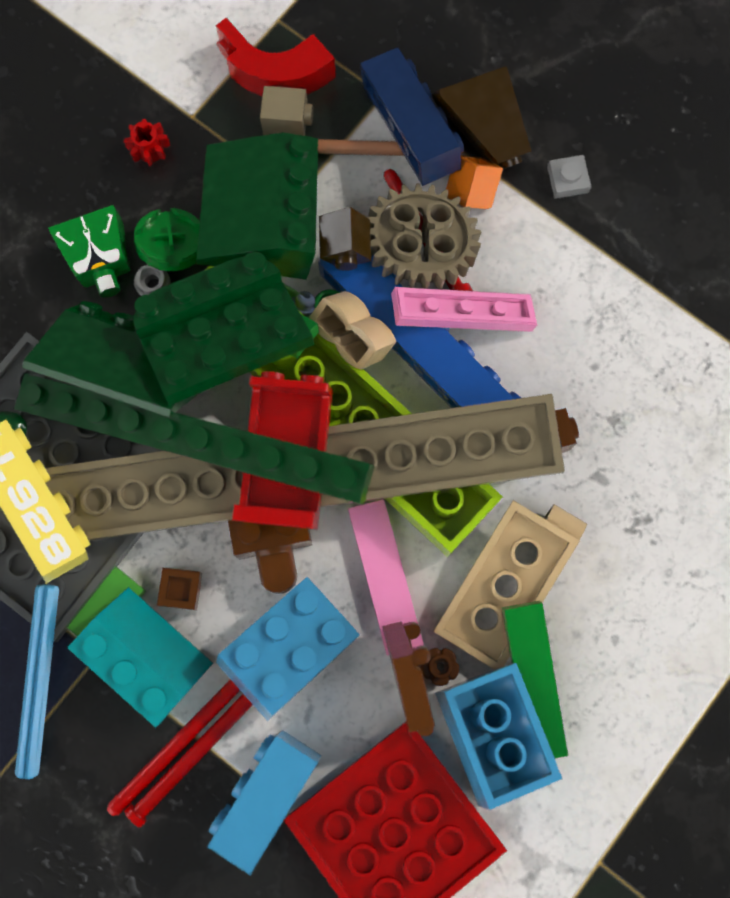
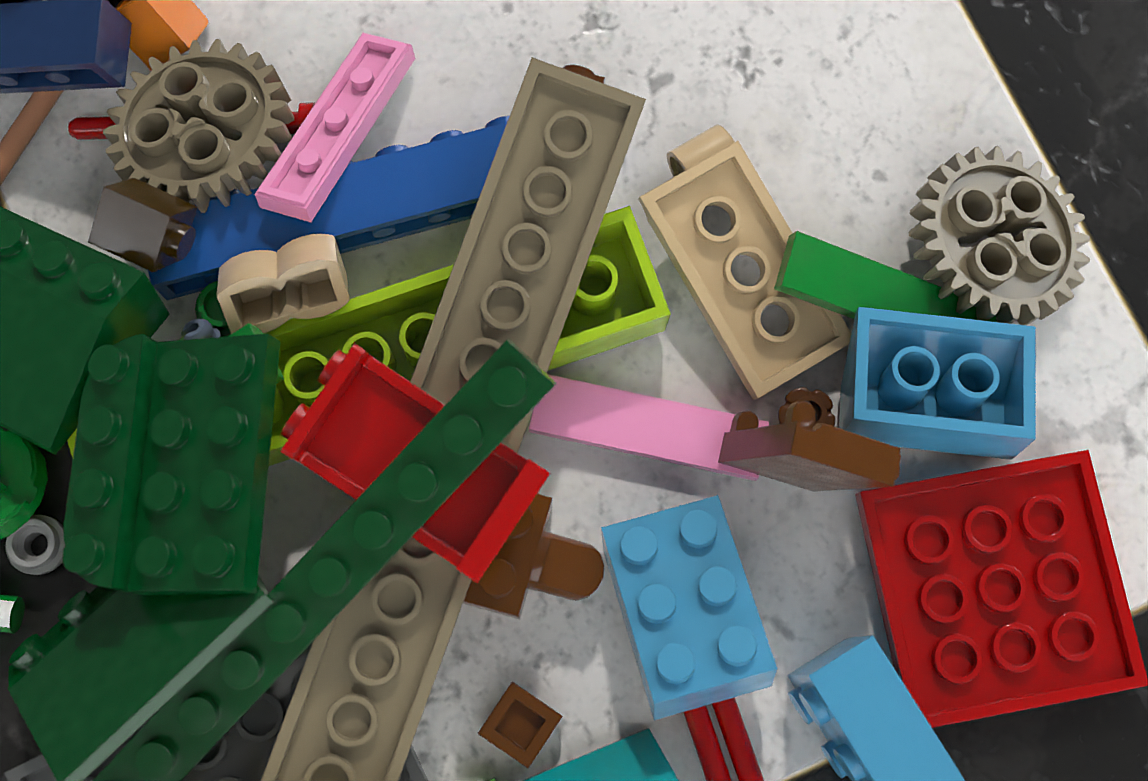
camera: 70 degrees left, 0 degrees up
(589, 756) = (996, 198): none -> dark tan gear

